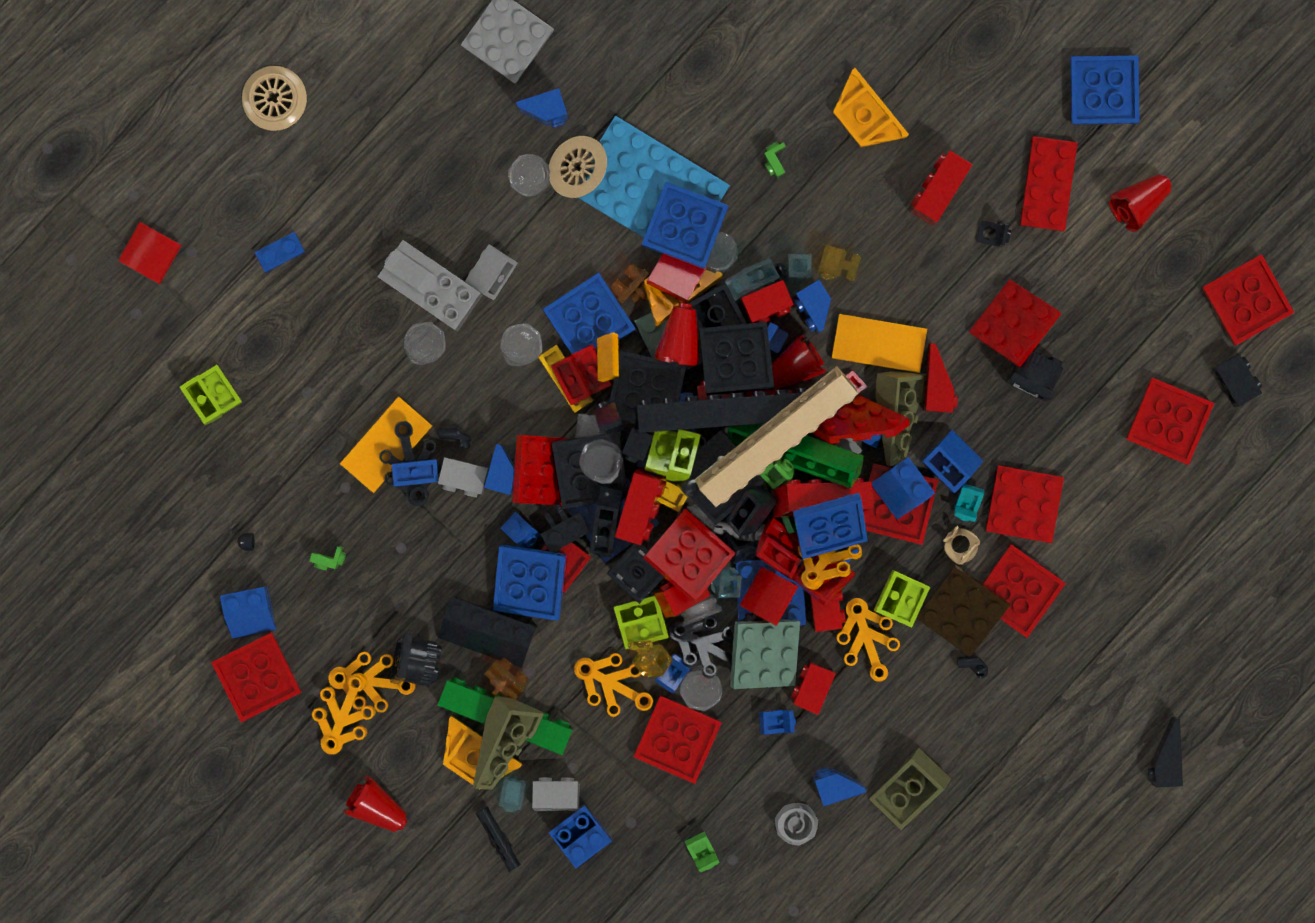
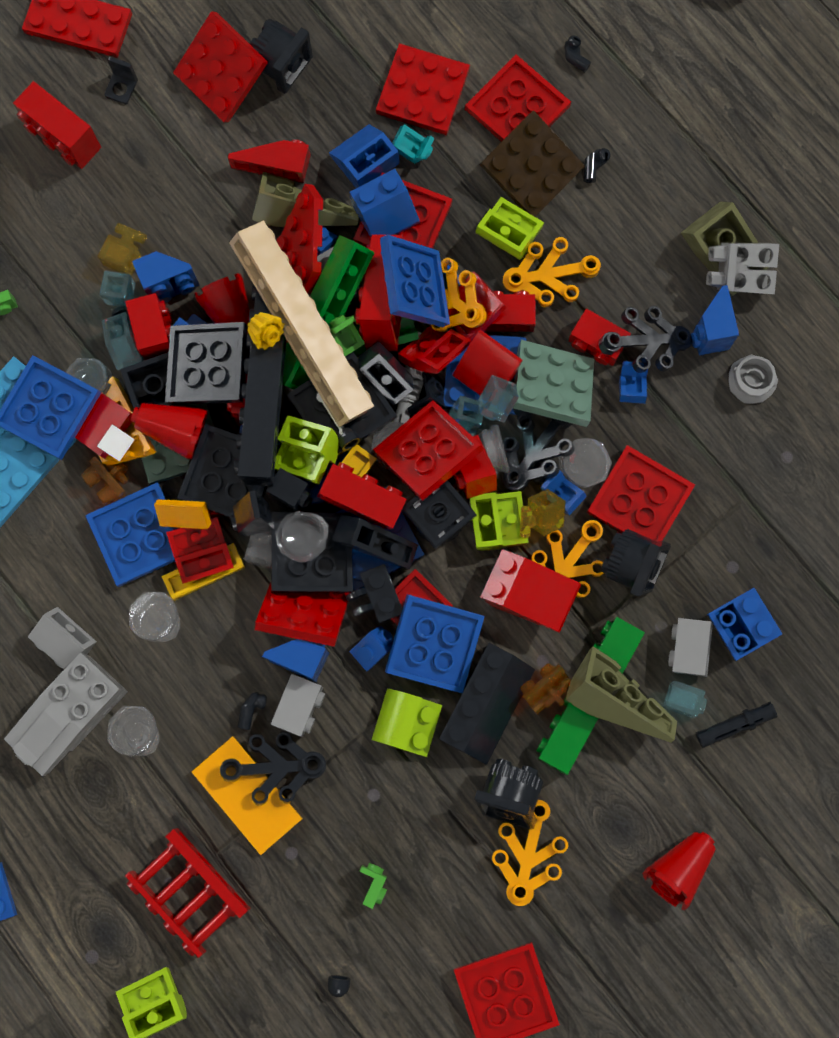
camera: 75 degrees left, 10 degrees down
(248, 612) = (424, 995): blue slope -> none
(324, 412) = (214, 885): none -> red fence
(342, 716) = (568, 894): light orange plant -> none
(414, 472) = (283, 763): blue plate -> none
(462, 567) = (407, 722): none -> lime brick
(463, 750) = (627, 750): light orange wing -> none
(583, 656) = (530, 591): none -> red slope
(620, 741) = (635, 561): none -> black piece
(659, 292) = (115, 442): none -> white tile
(702, 852) = (776, 487): bright green bracket -> none
(740, 609) = (498, 399): none -> clear light blue brick
(765, 408) = (265, 330): none -> yellow piece
(815, 732) = (649, 338): none -> black plant
(879, 343) = (218, 218): light orange tile -> none
(890, 805) = (735, 266): none -> light grey hips
(960, 558) = (472, 164): tan piece -> none
(1074, 634) = (573, 55): none -> black arm

